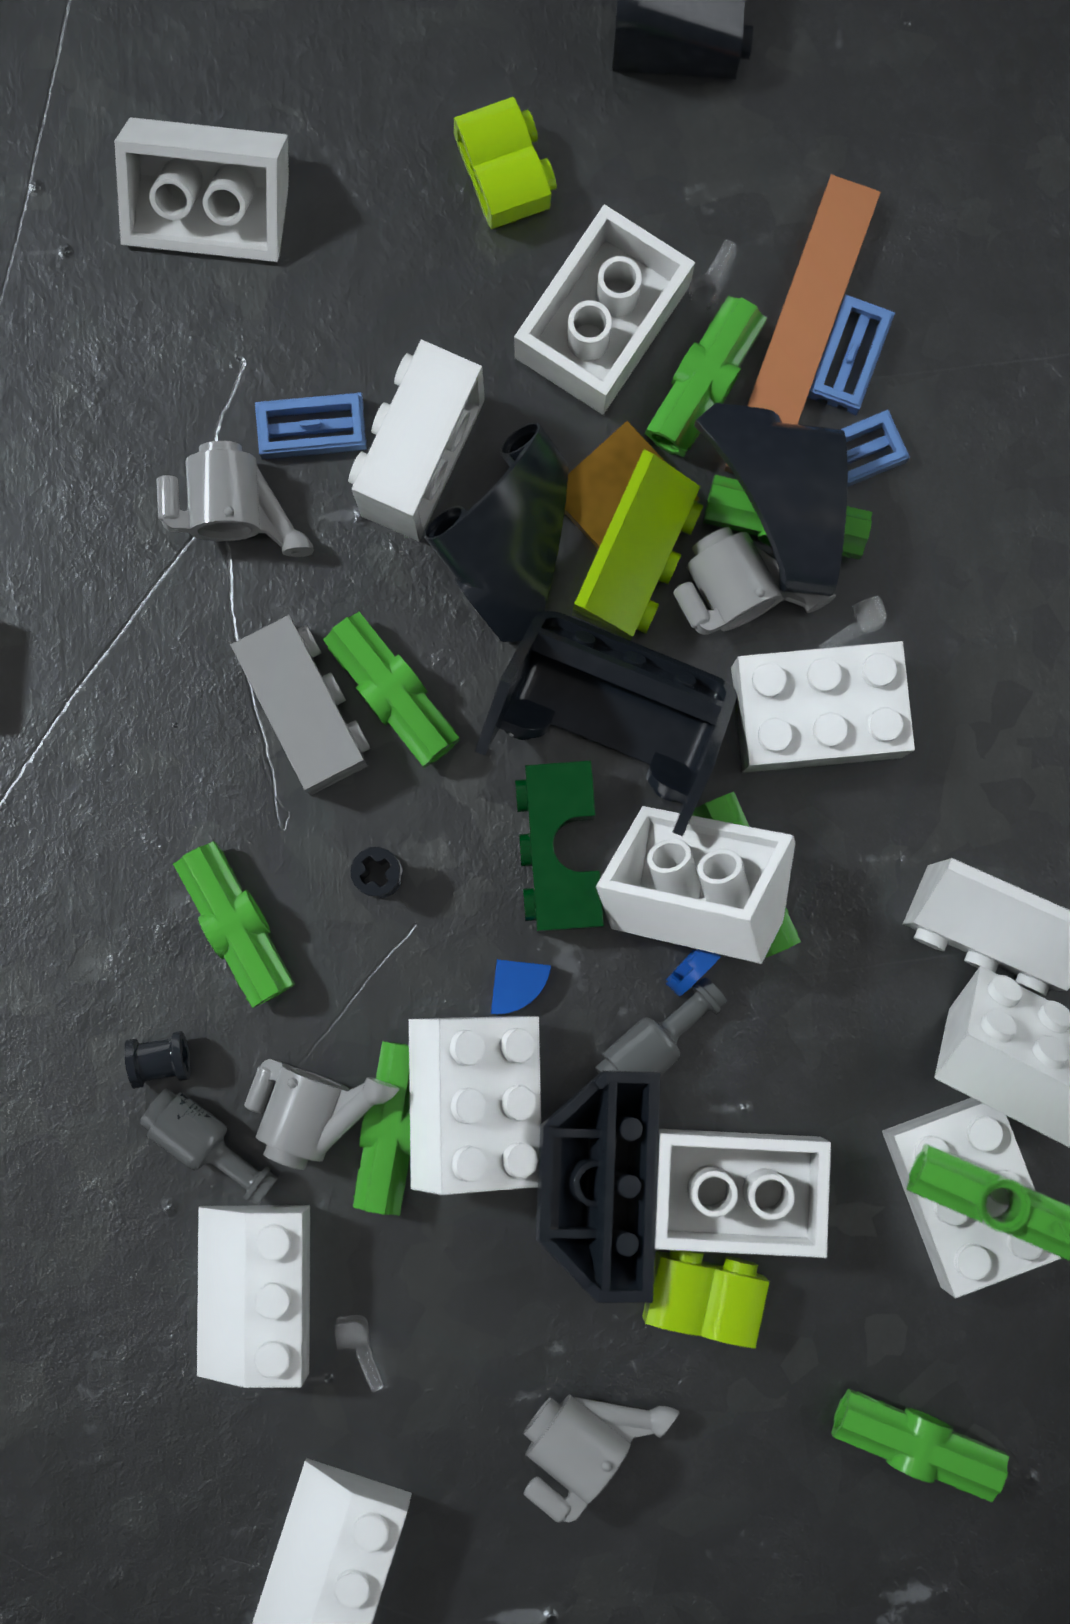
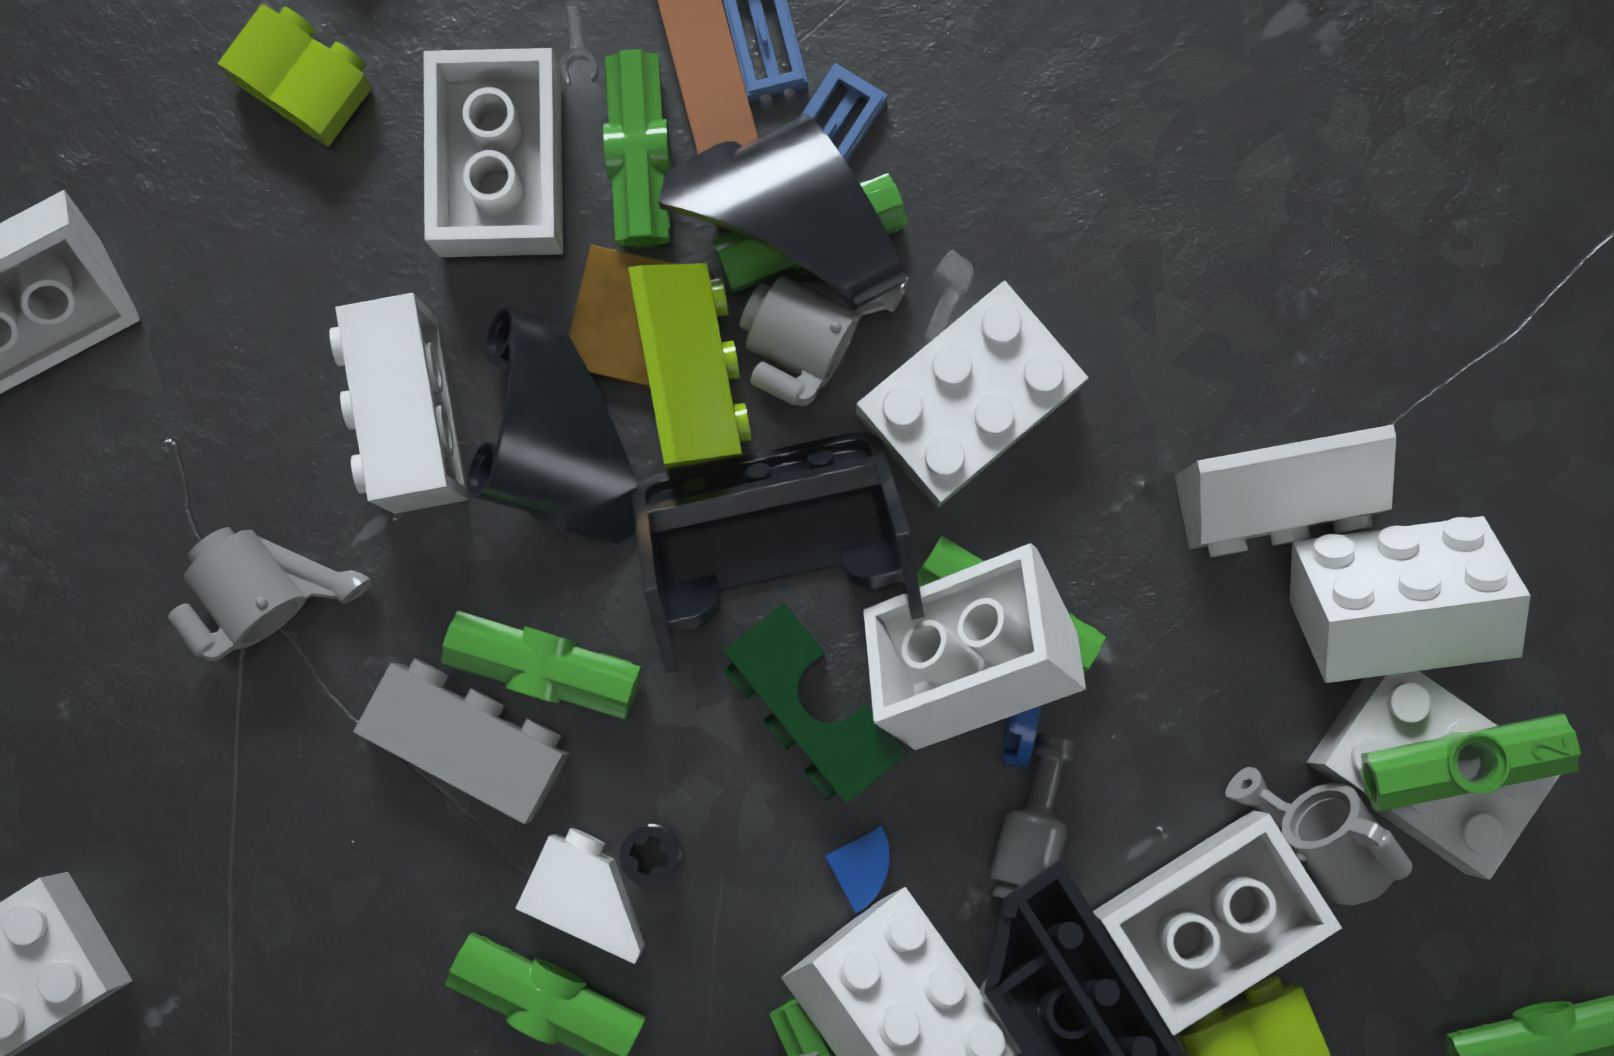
camera: 30 degrees left, 0 degrees up
(310, 445) = (297, 479): medium blue tile -> none
(310, 868) = (583, 895): none -> white slope
(864, 1191) = (1331, 836): none -> light grey piece

